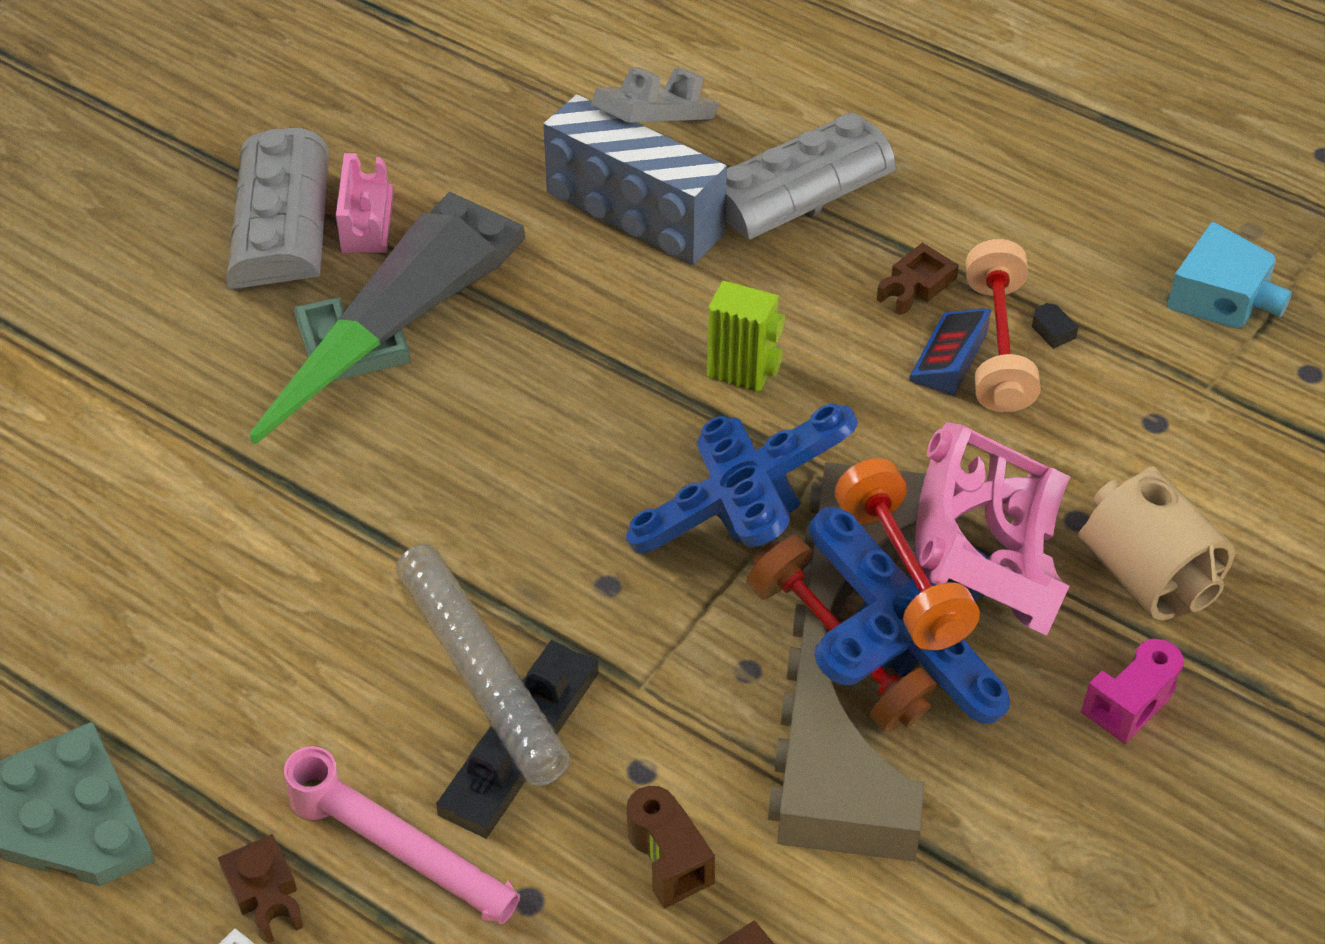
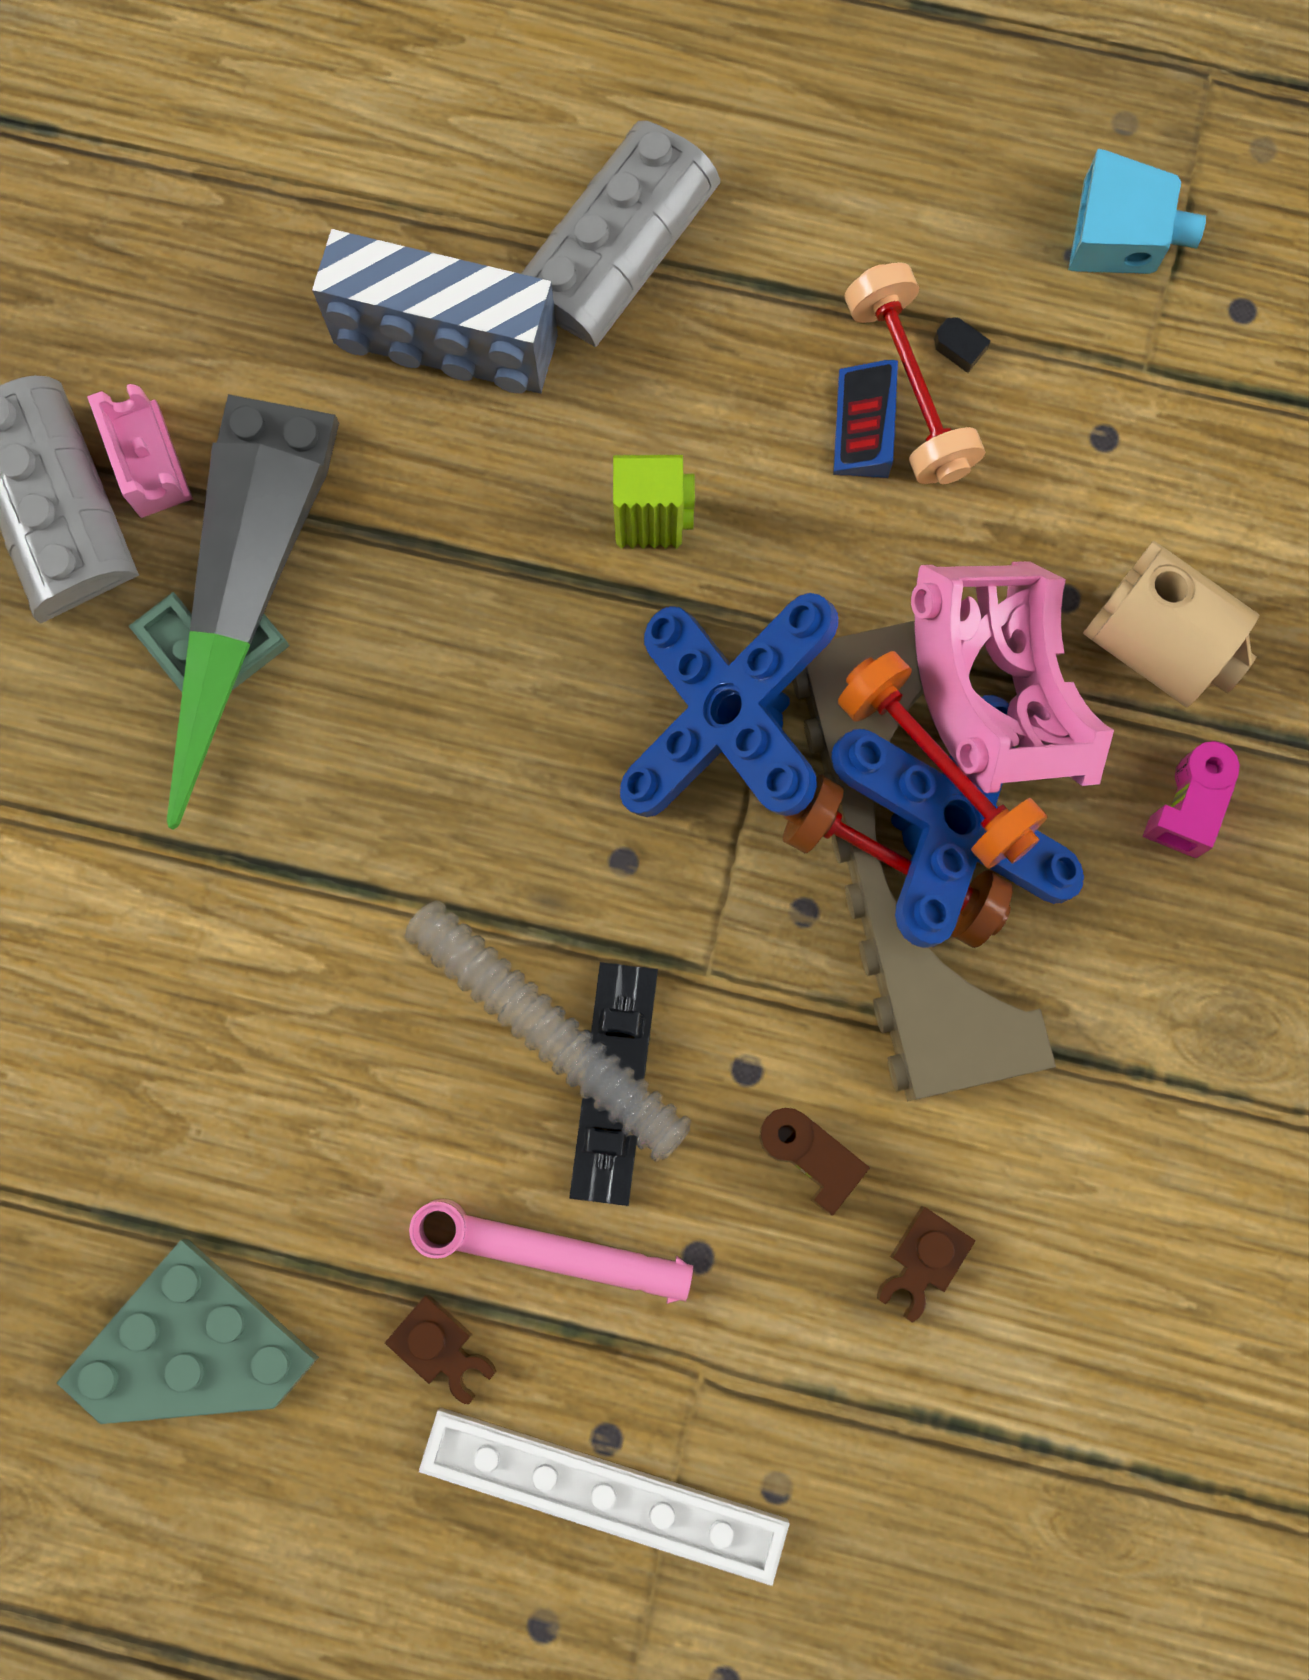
camera: 20 degrees left, 30 degrees up
(644, 101) = (419, 192): light grey hinge -> none
(918, 274) = (798, 329): reddish brown plate -> none

